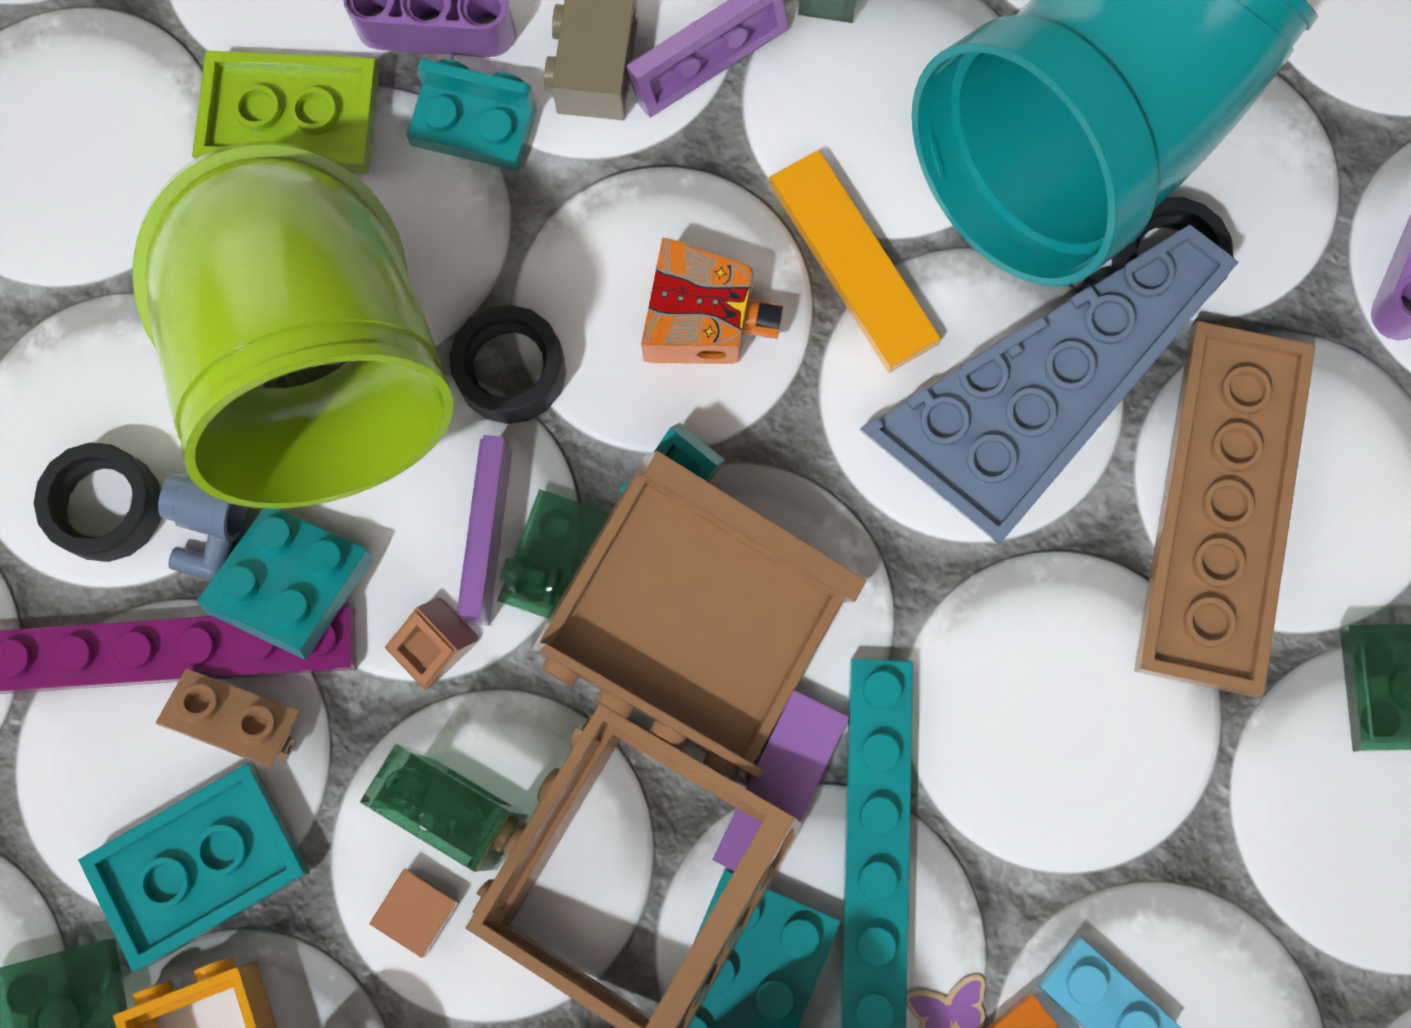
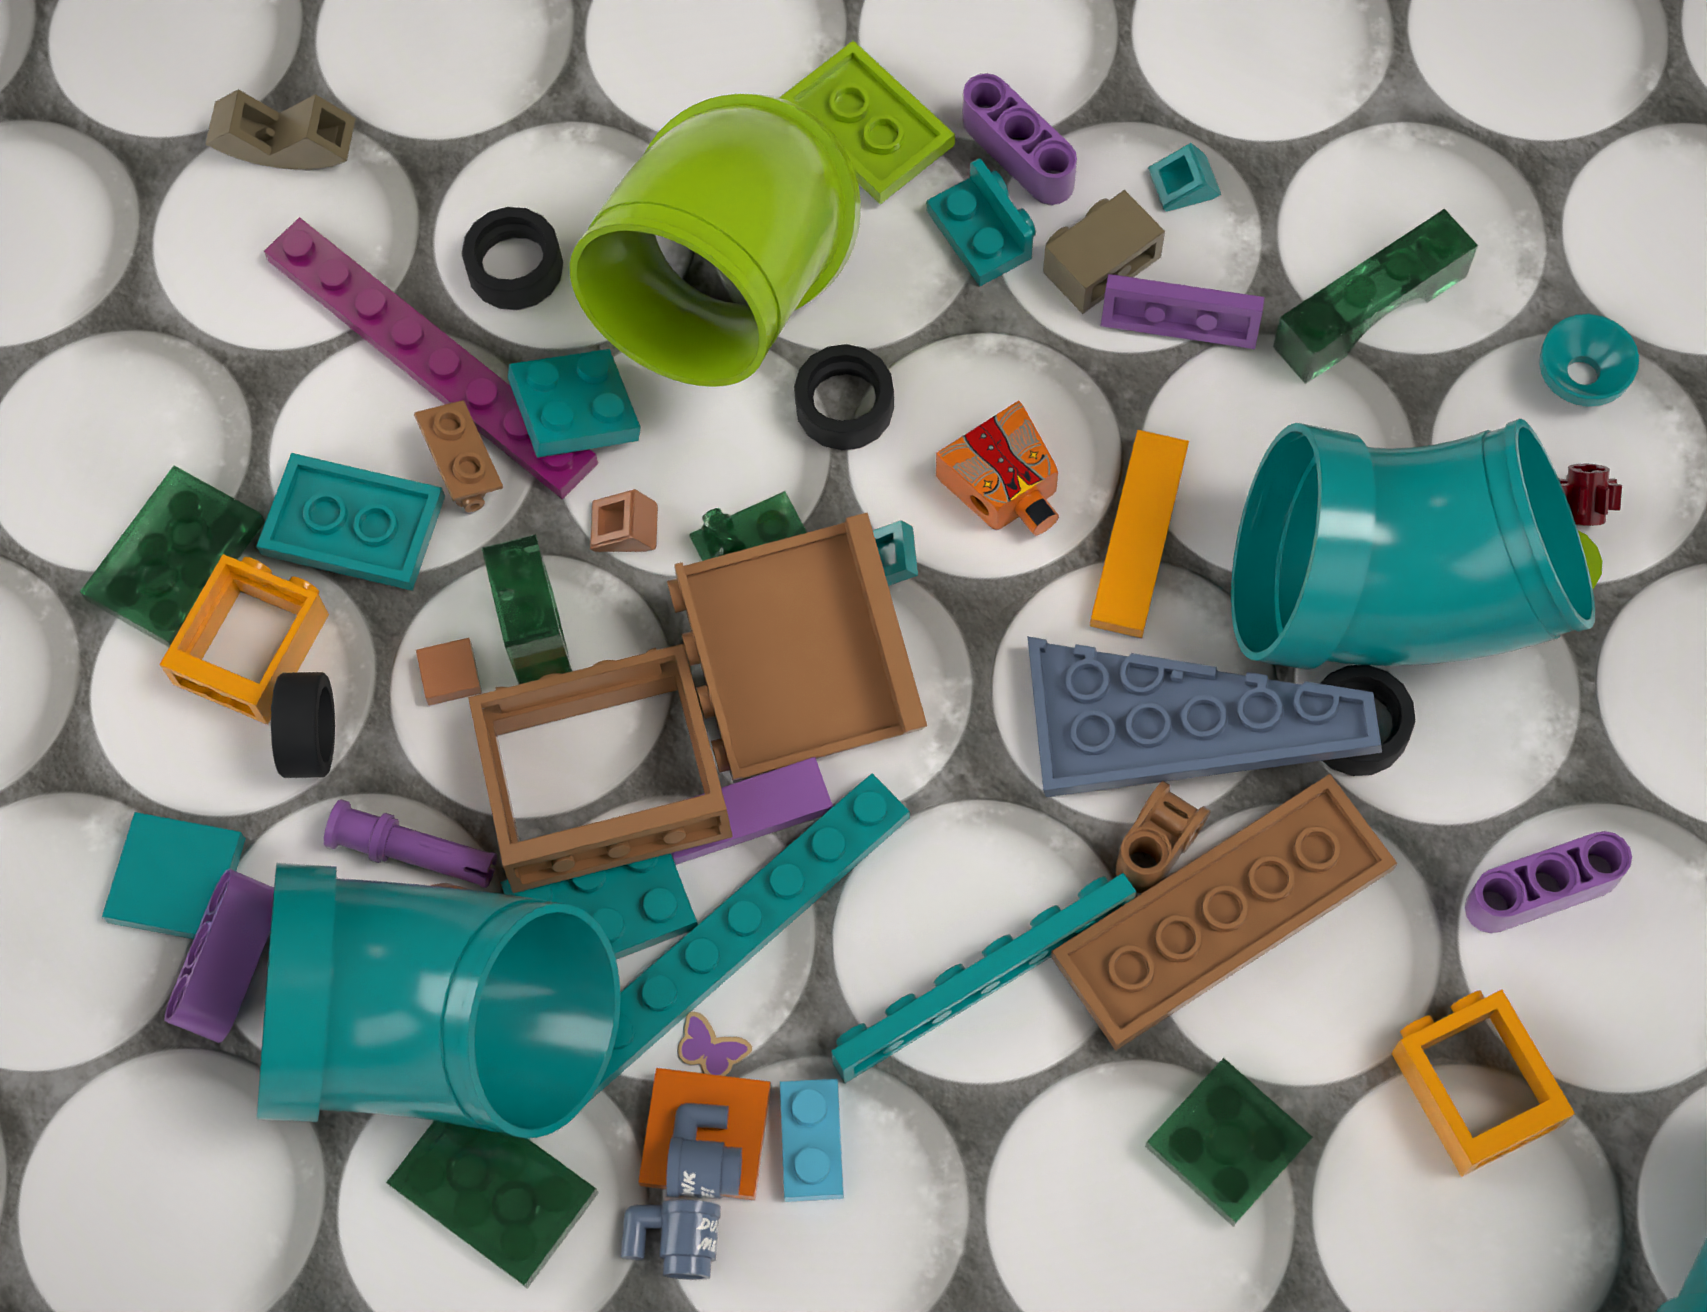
camera: 45 degrees right, 10 degrees down
(200, 512) = (566, 317): sand blue piece -> none
(484, 530) = (724, 482): medium lavender tile -> none
(1103, 765) = (962, 988): none -> teal plate
(1122, 483) = (1163, 831): none -> medium nougat piece

